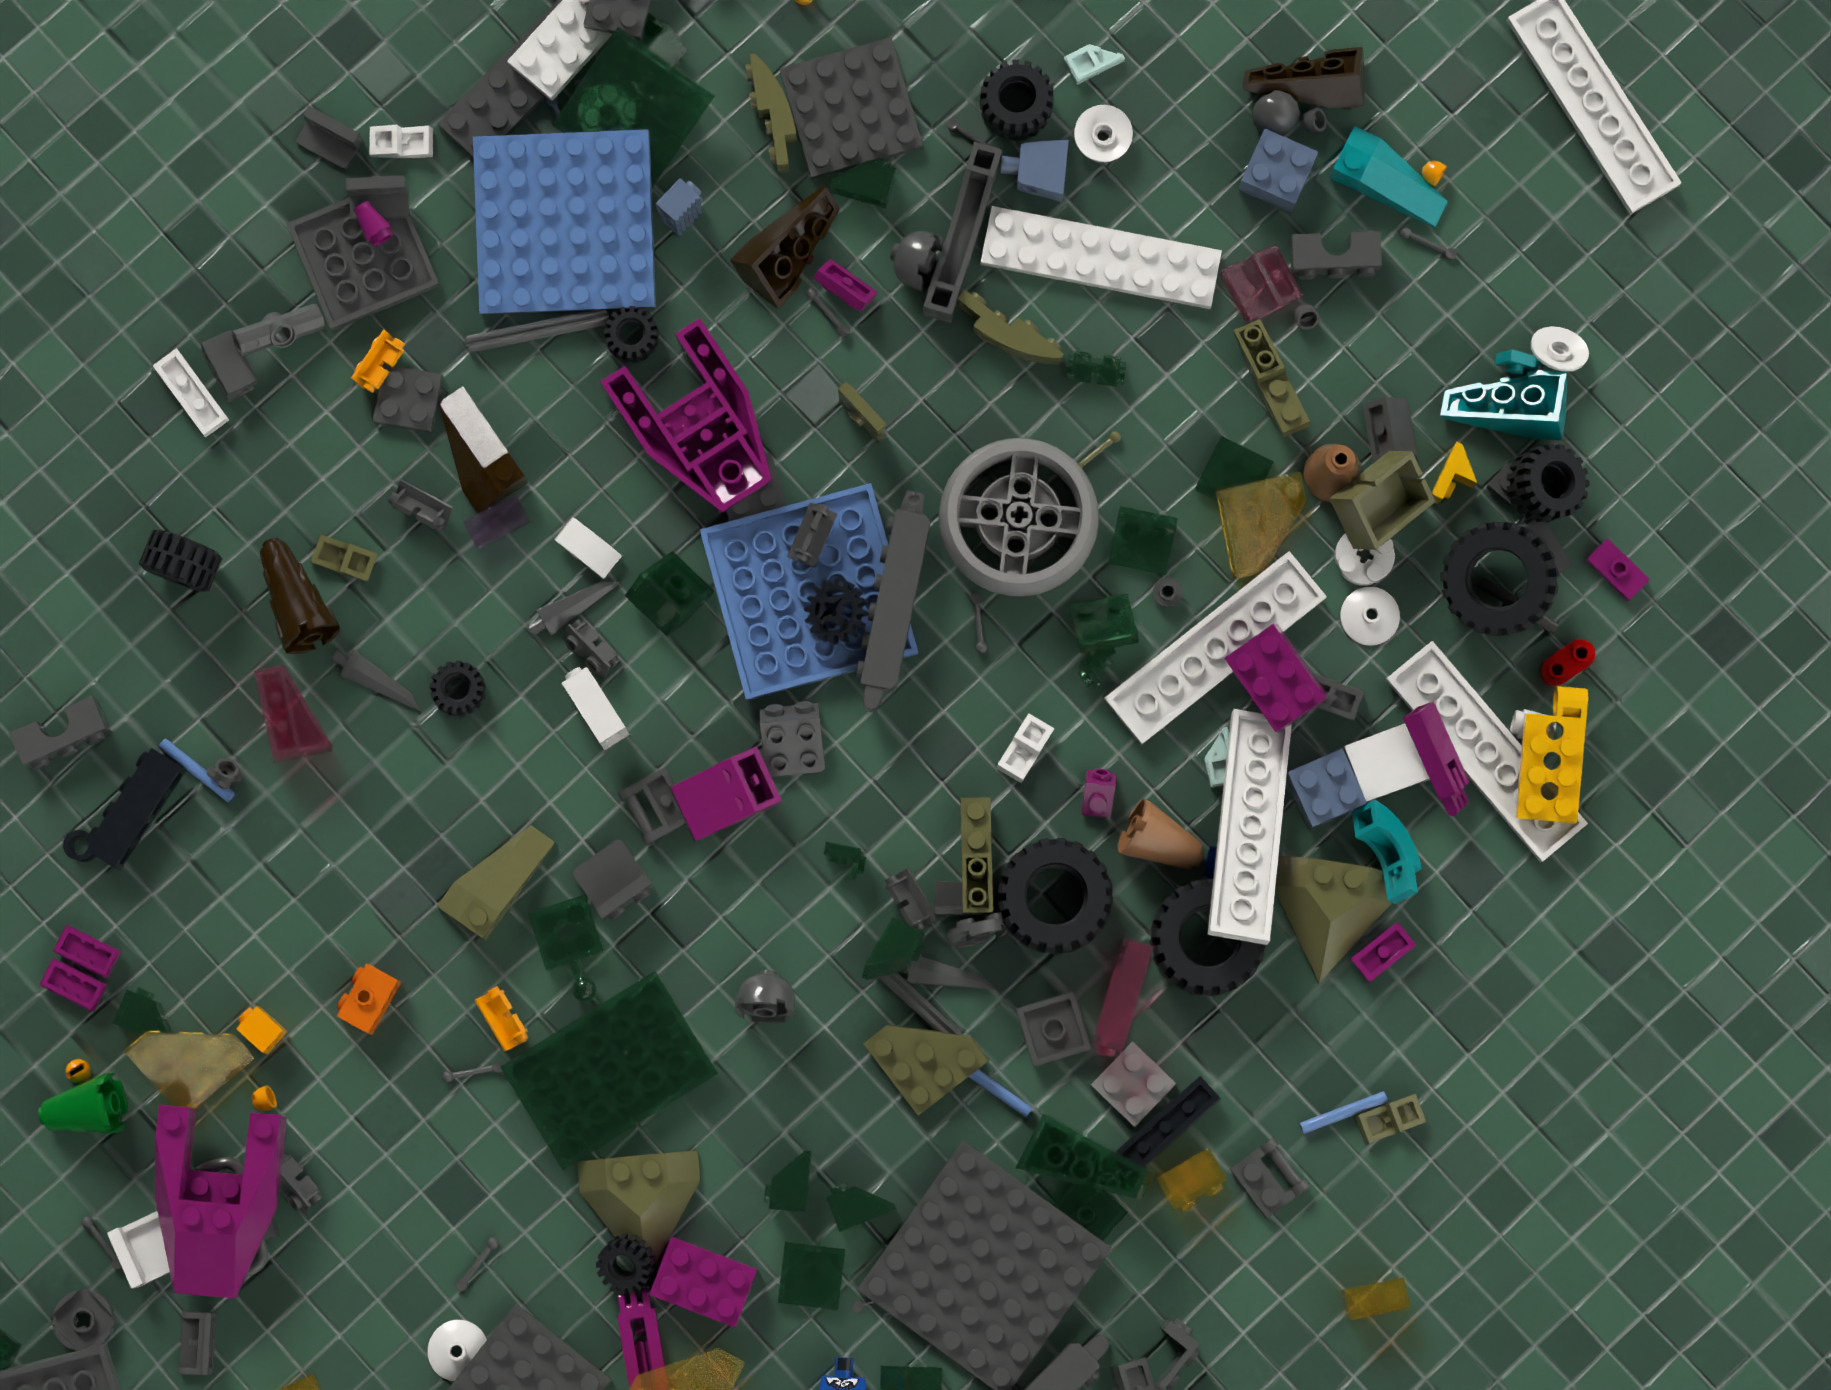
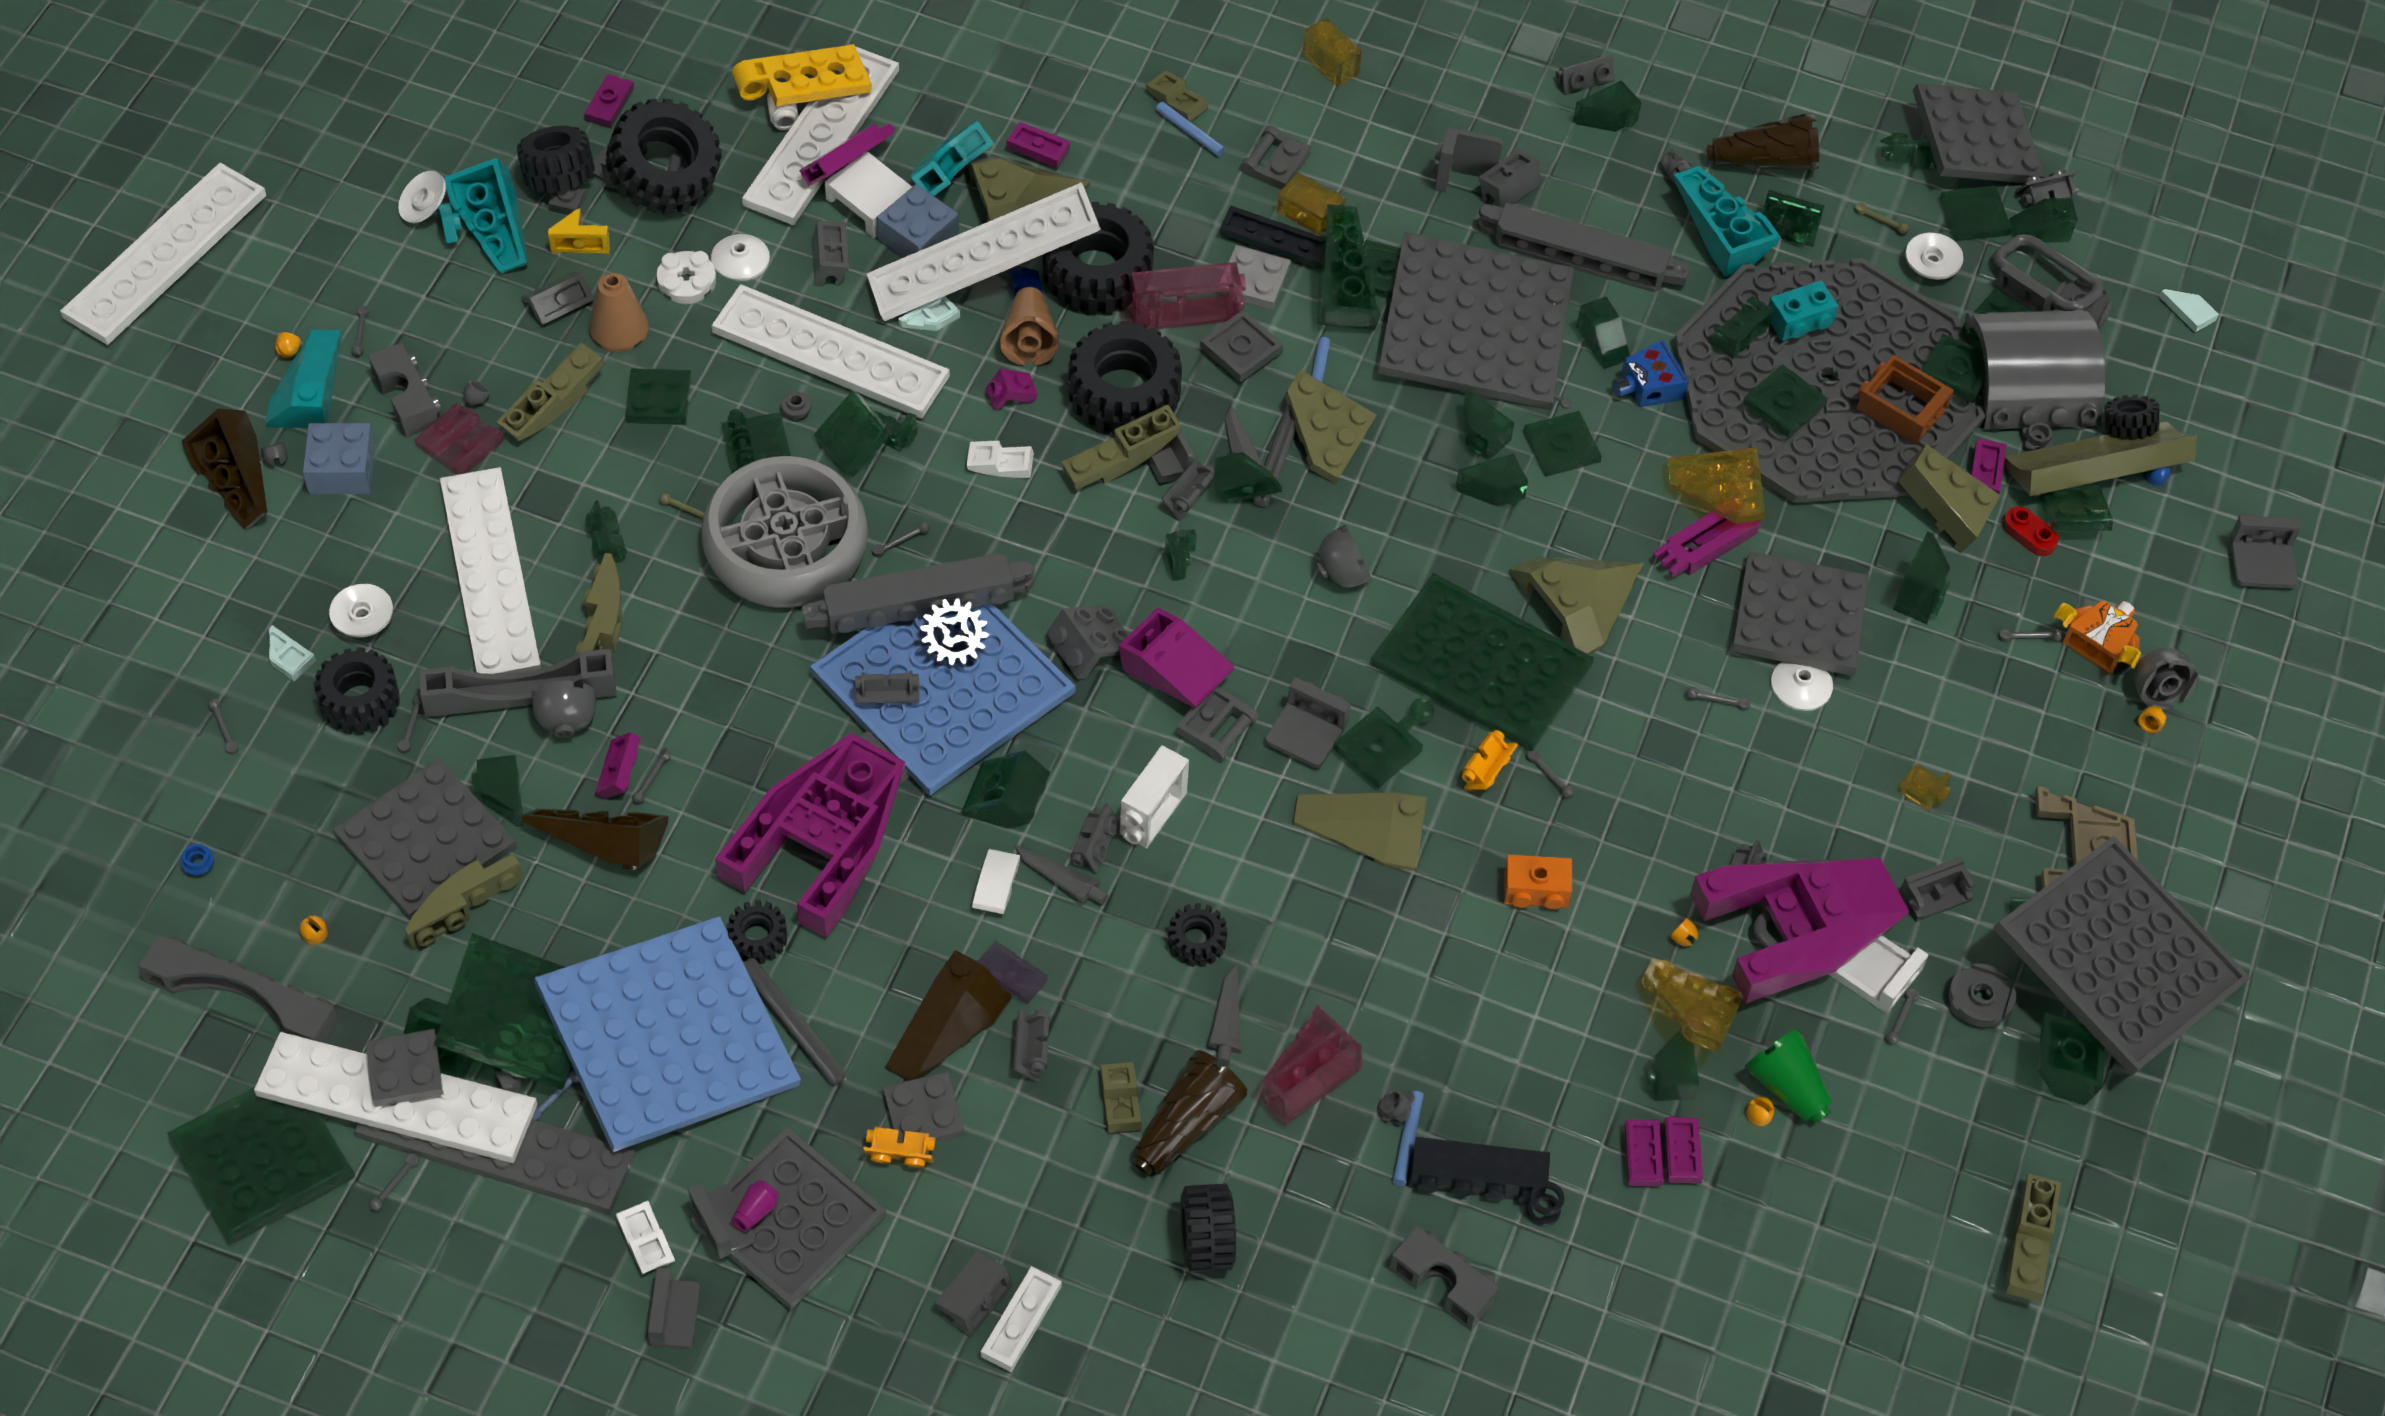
camera: 120 degrees left, 25 degrees down
(260, 1029) = (1622, 960): light orange brick -> none
(263, 335) = (913, 1254): dark grey piece -> none
(619, 1277) = (1655, 568): black tyre -> none
(680, 206) = (601, 927): sand blue brick -> none
(703, 1281) = (1620, 511): magenta brick -> none
(861, 412) = (744, 691): olive plate -> none
(971, 934) = (1194, 427): dark grey plate -> none
(1039, 168) = (418, 644): sand blue torso -> none
(1258, 520) = (692, 358): clear yellow plate -> none
(1276, 112) = (282, 479): dark grey hair -> none
(1276, 677) = (838, 278): magenta brick -> none
(1380, 501) = (641, 258): olive piece -> none
(1568, 662) = (713, 107): red plate -> none

